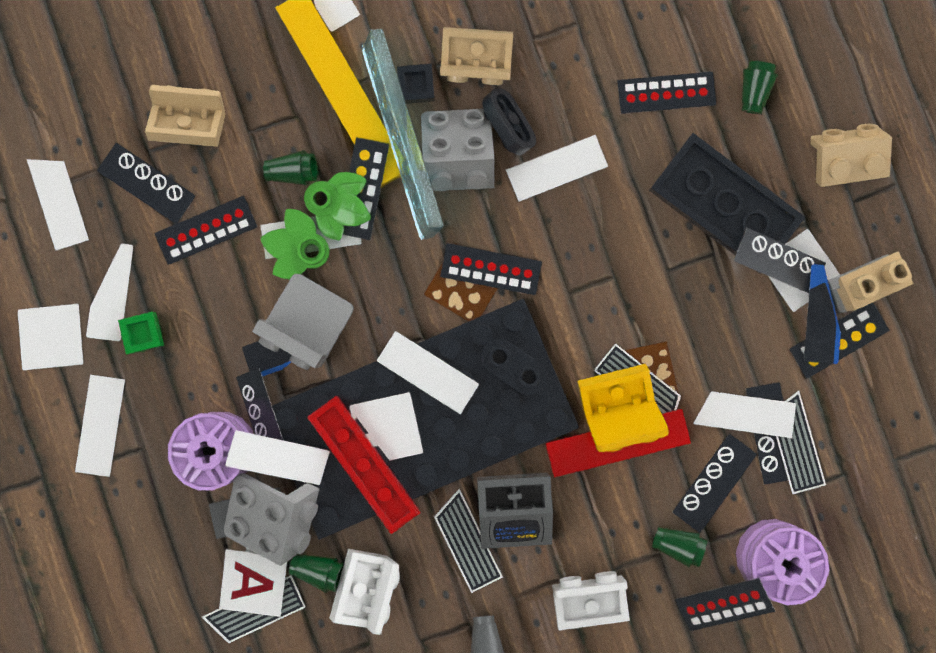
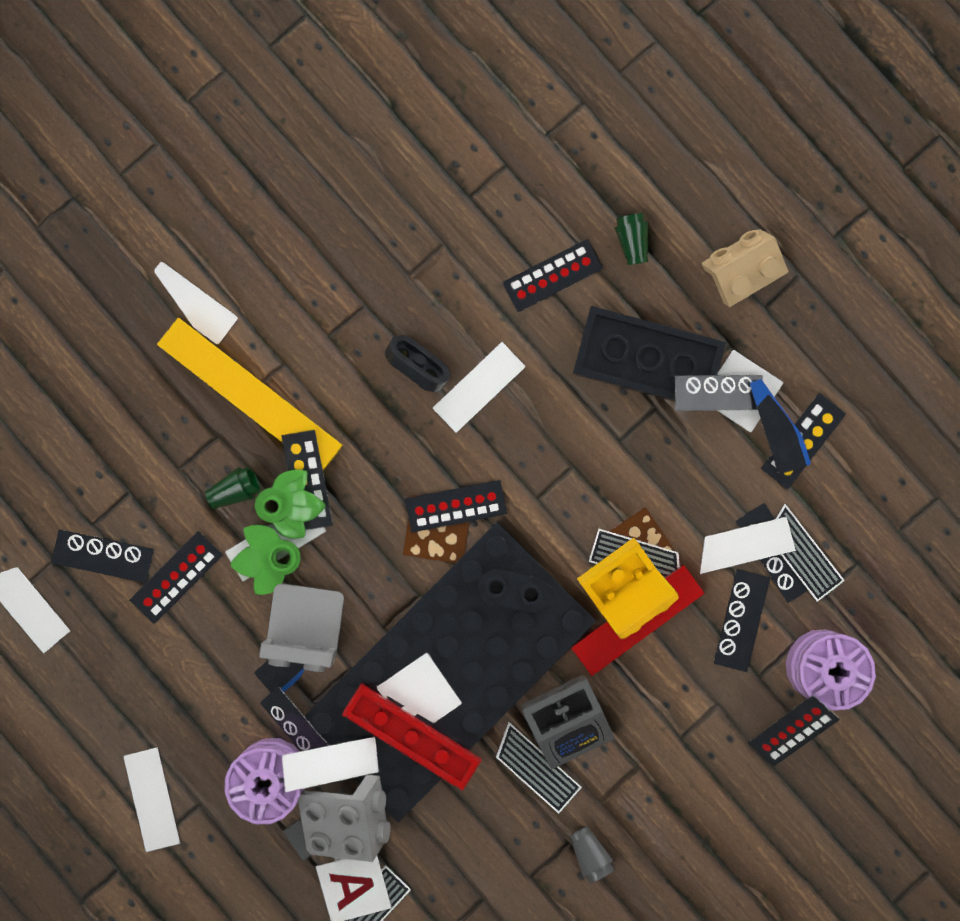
camera: 20 degrees left, 0 degrees up
(50, 337) = (71, 735): white sticker -> none
(111, 298) = (114, 683): white sticker -> none
(141, 333) = (155, 698): green plate -> none
(185, 115) = (114, 480): tan bracket -> none
(317, 571) = (409, 852): dark green cone -> none
(365, 590) = (460, 852): white bracket -> none
(401, 135) = (323, 417): clear light blue tile -> none
(416, 83) = (316, 363): black plate -> none
(427, 372) = (436, 627): white sticker -> none
(458, 149) = (379, 409): light grey bracket -> none
(476, 55) = (362, 314): tan bracket -> none
(590, 601) = (671, 776): white bracket -> none
(680, 545) = (732, 691): dark green cone -> none
(869, 282) = (808, 379): tan hips -> none

